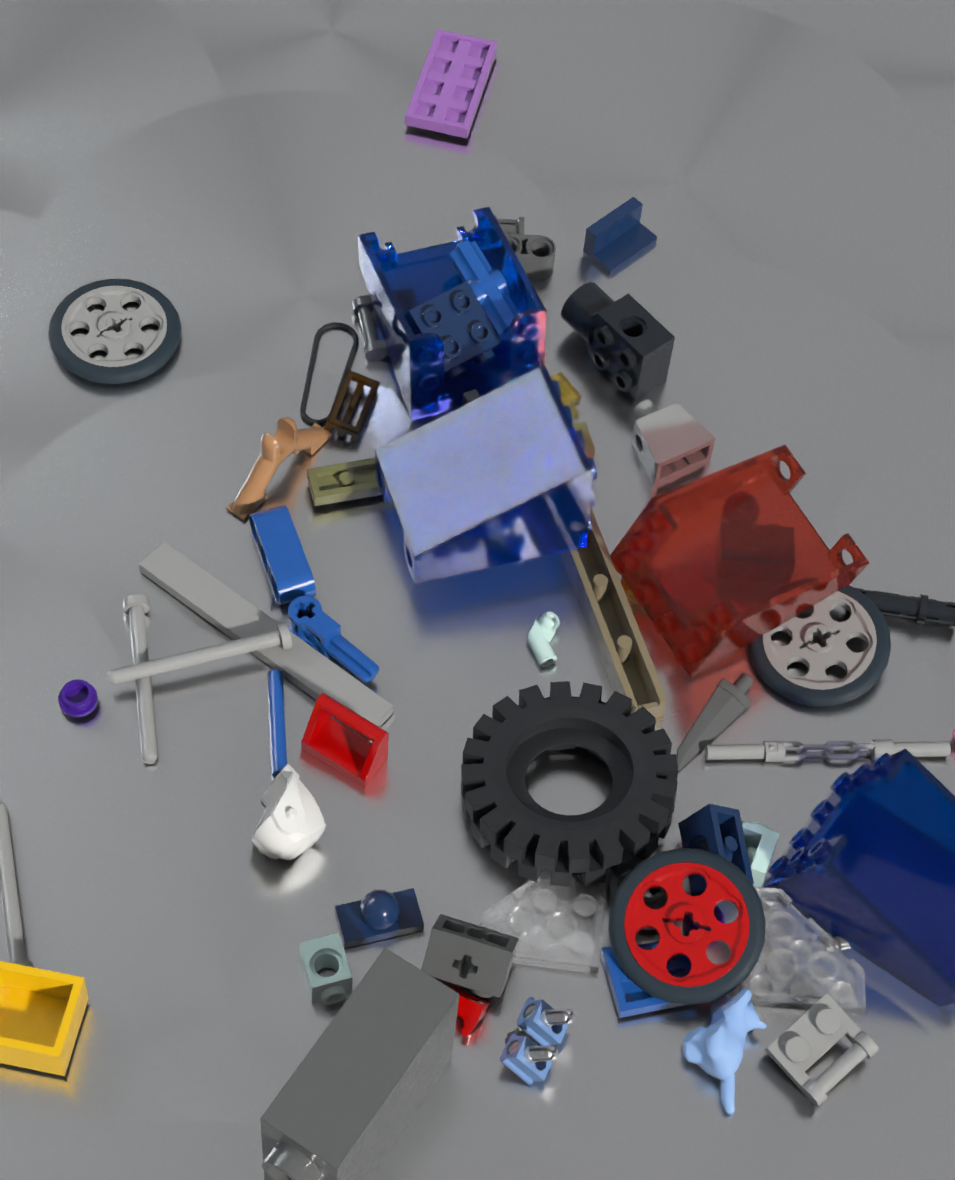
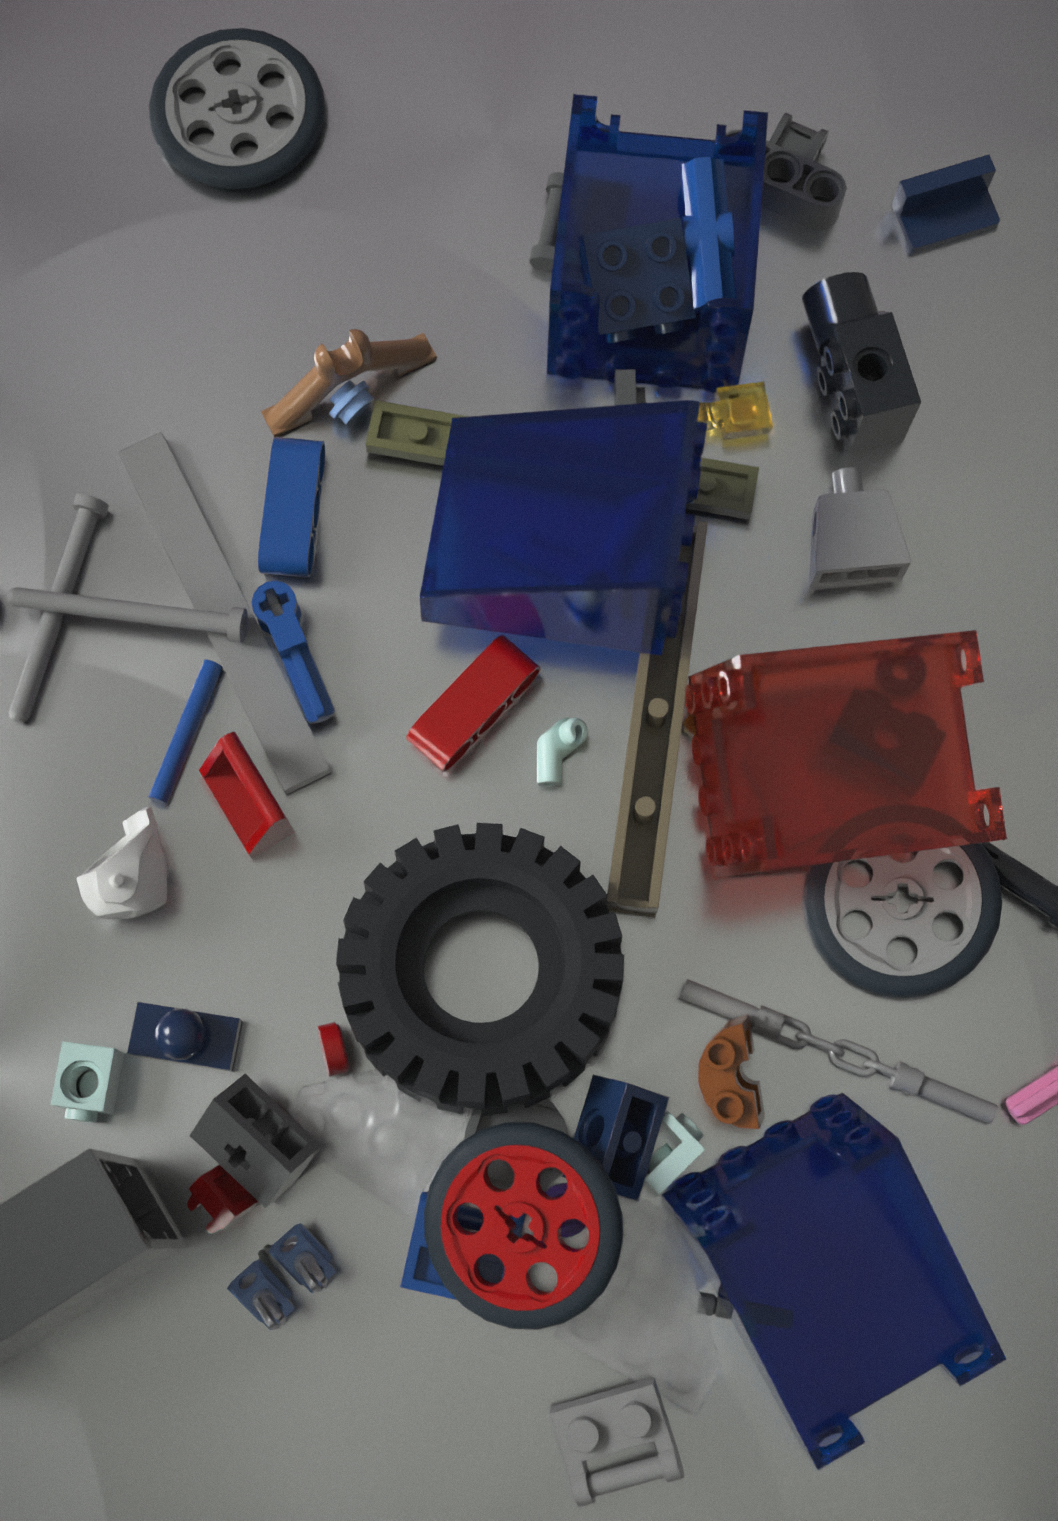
camera: 30 degrees right, 20 degrees up
(289, 477) = (350, 401): none -> light blue plate
(311, 366) = (456, 321): black piece -> none
(344, 426) = (453, 356): dark brown tile -> none
(471, 629) = (473, 703): none -> red beam
(490, 880) = (333, 1049): none -> red tile
(720, 710) = (728, 939): dark grey bar -> none
(721, 1045) = (500, 1379): light blue animal -> none
(766, 789) = (722, 1081): none -> dark orange cylinder

